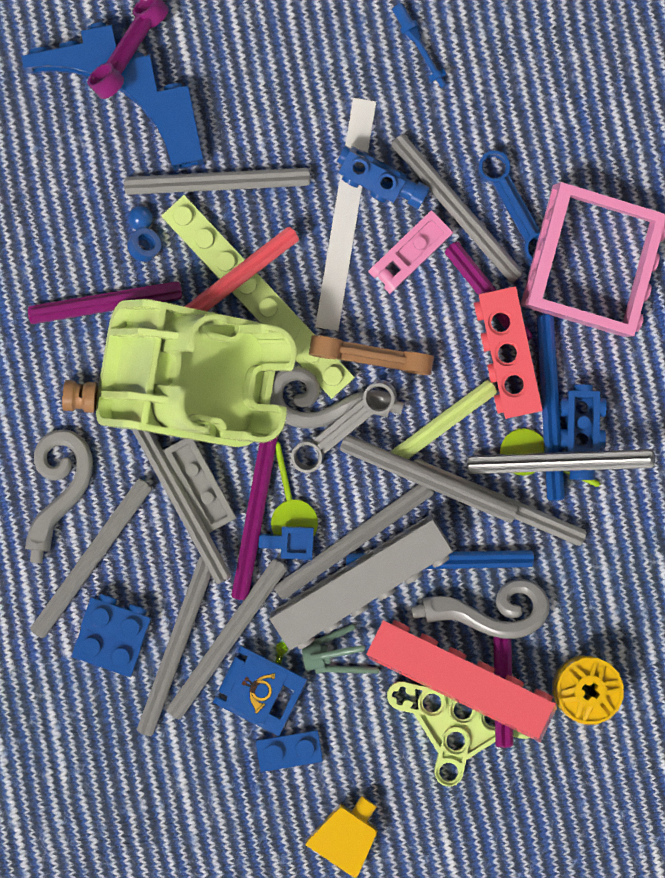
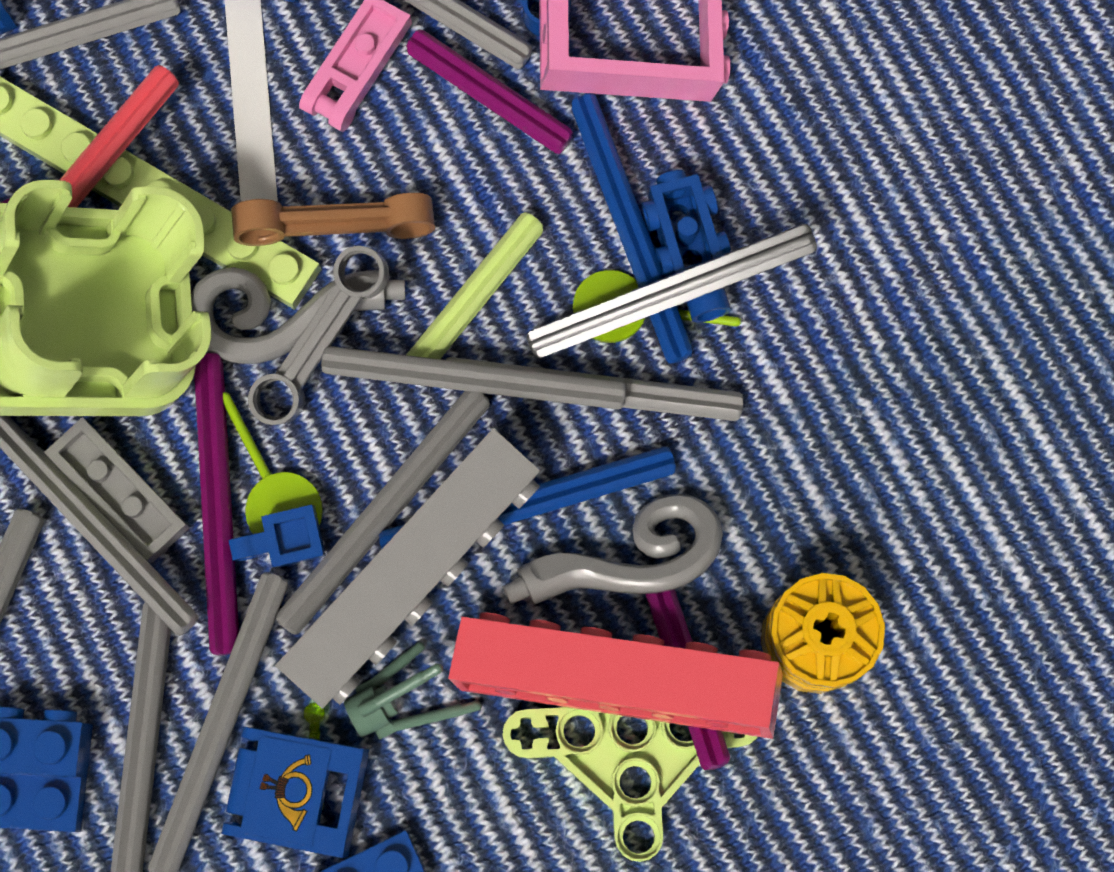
camera: 20 degrees left, 10 degrees down
(507, 302) = (516, 85): coral brick -> none

